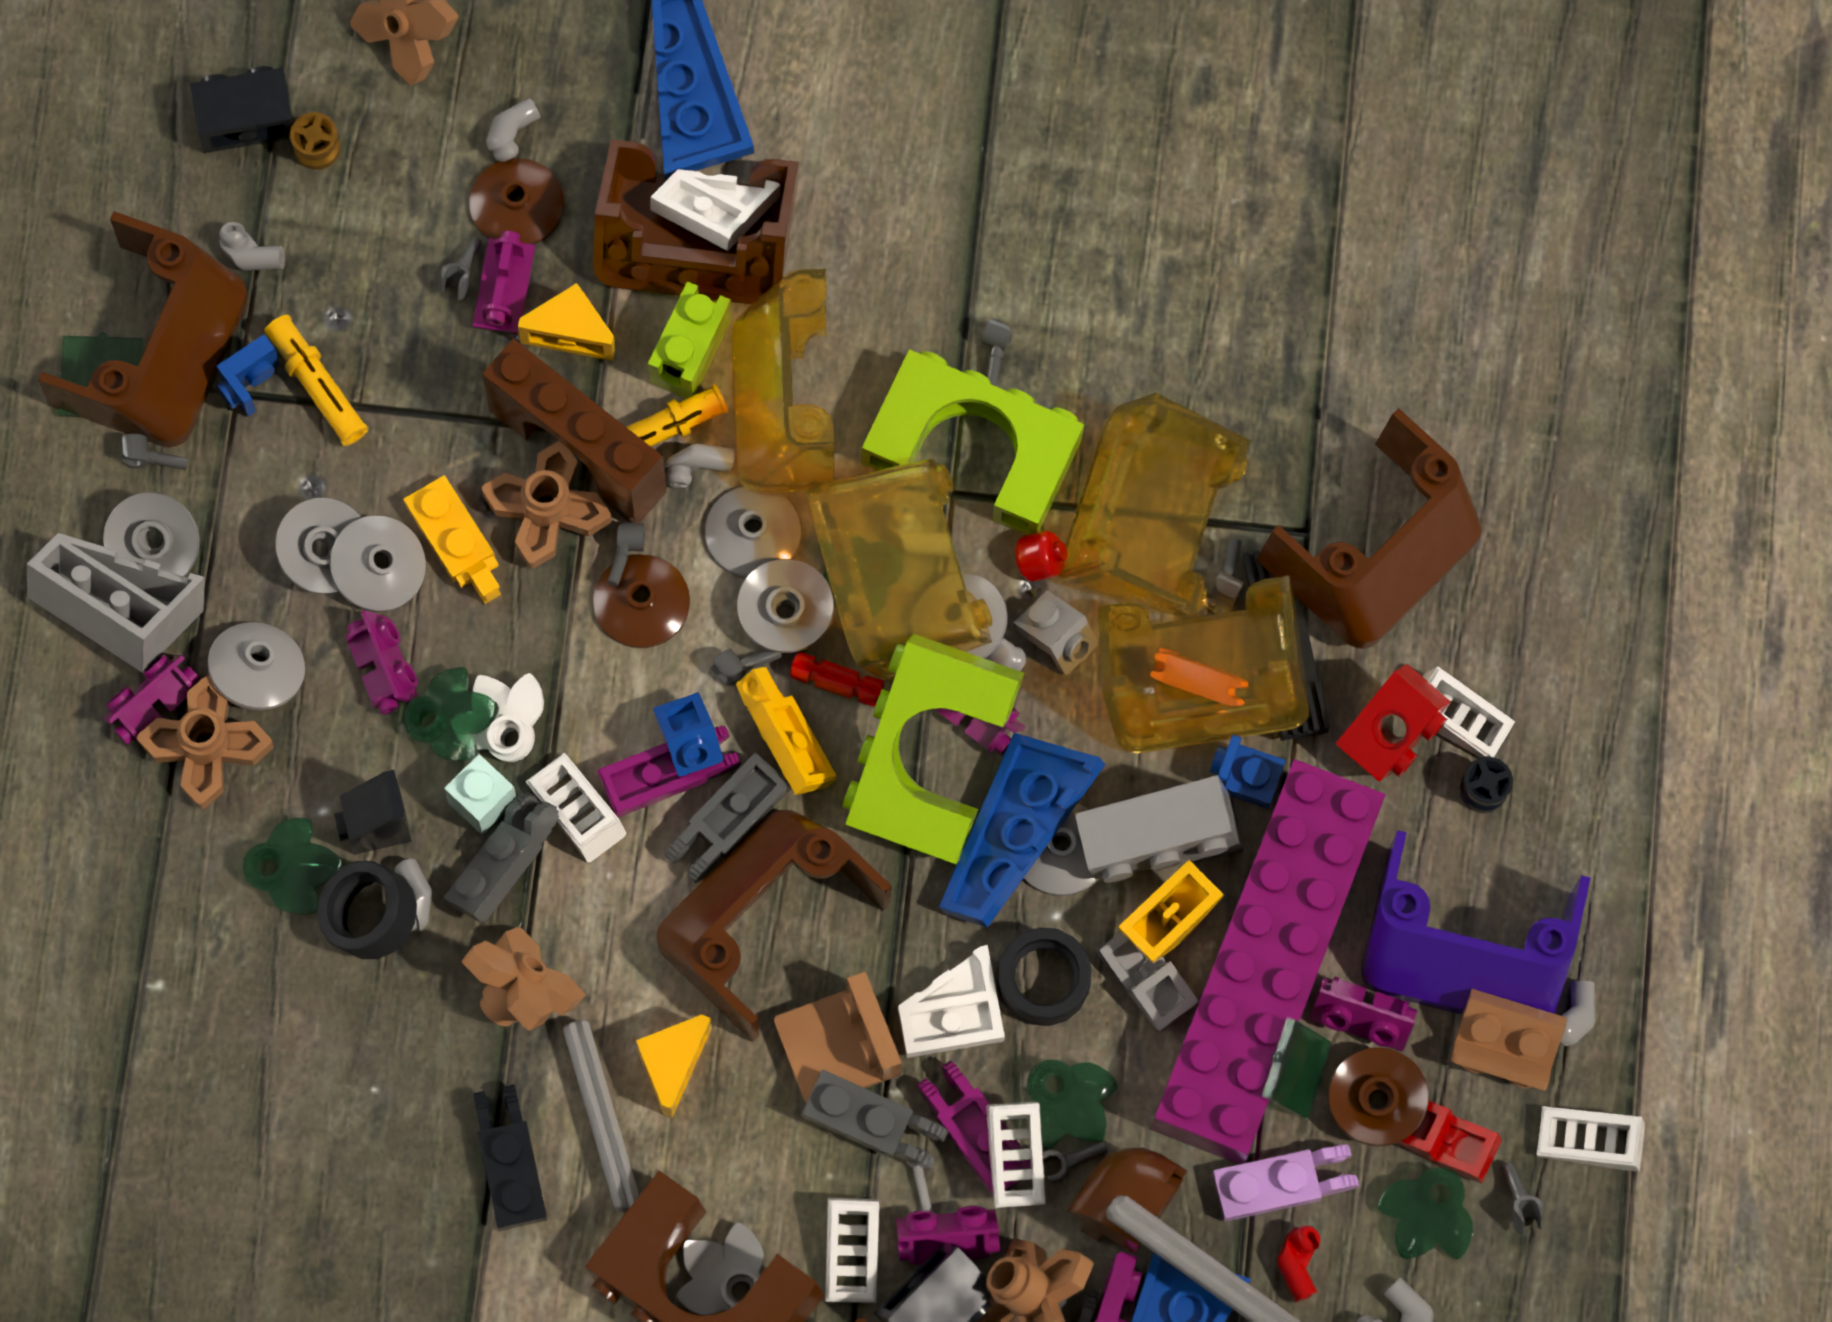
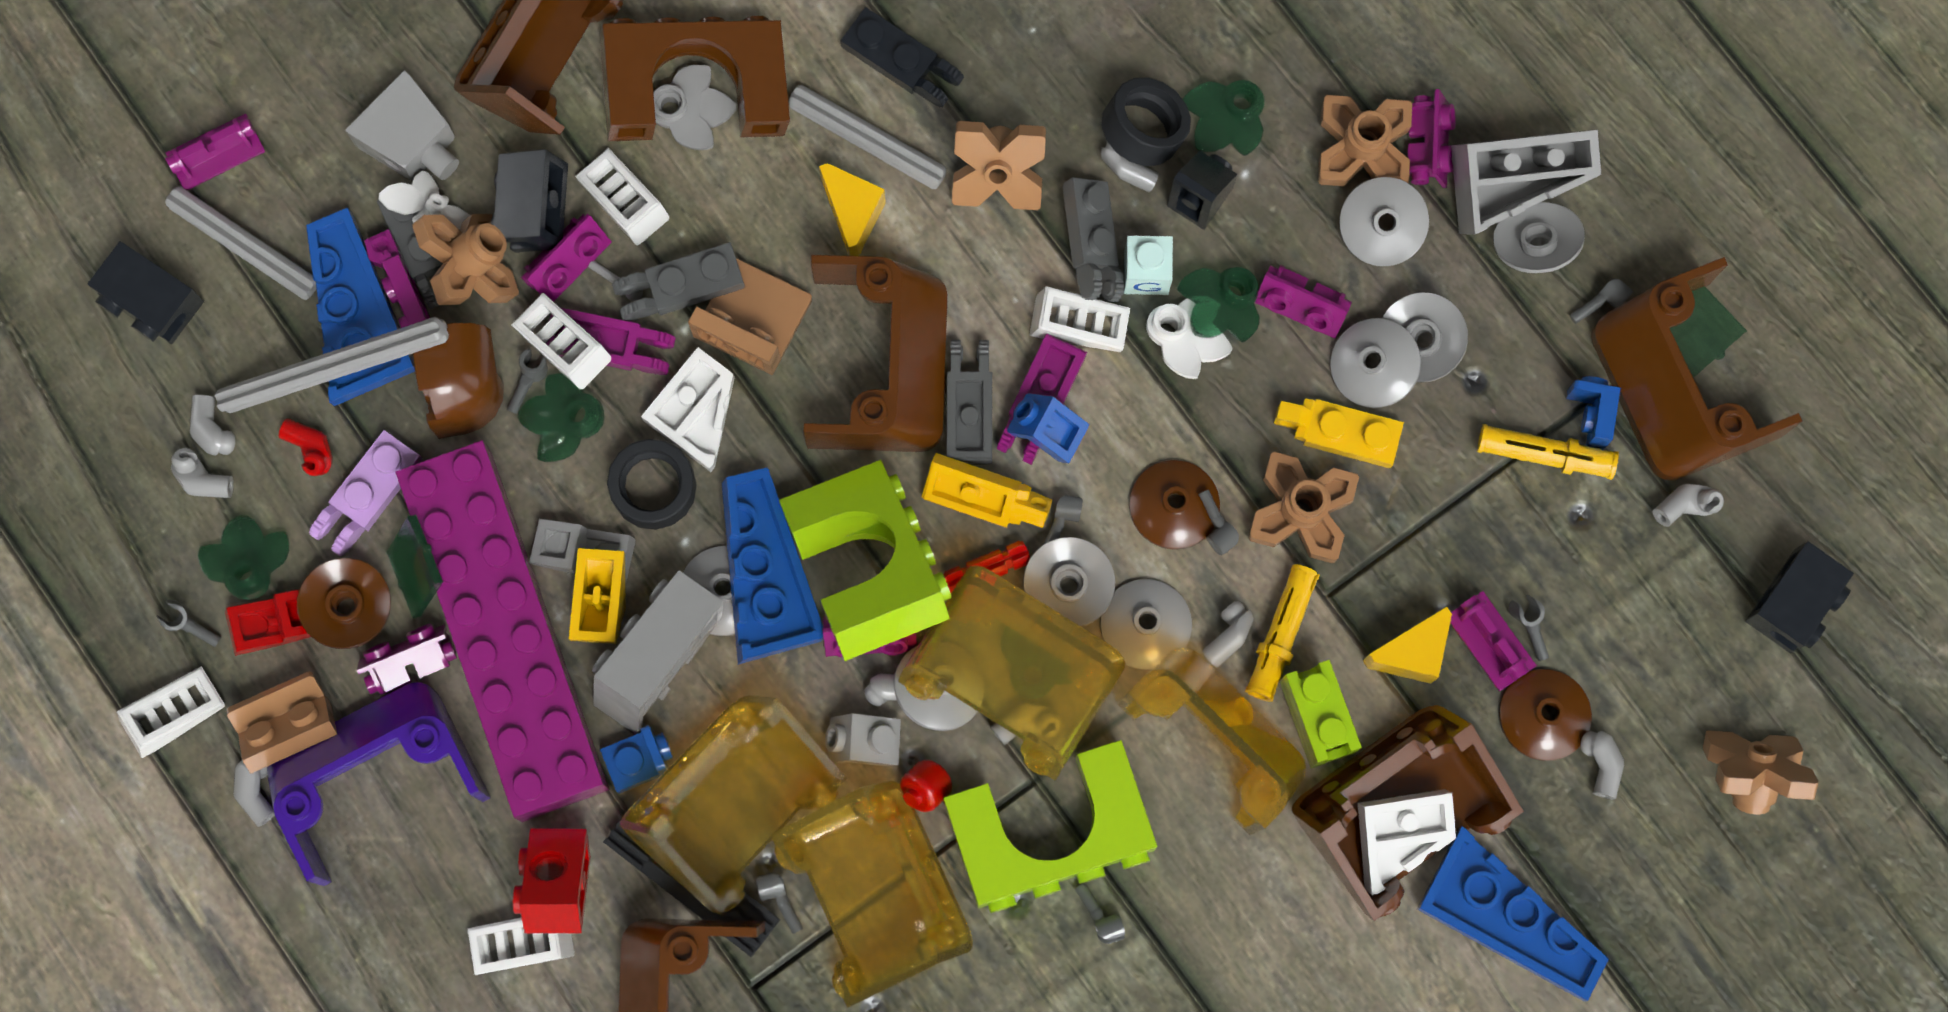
camera: 140 degrees right, 5 degrees up
(314, 129) = (1735, 617): pearl gold wheel -> none
(532, 395) = (1387, 555): reddish brown arch -> none
(1197, 678) = (714, 781): orange piece -> none
(1490, 775) = (447, 899): black wheel -> none

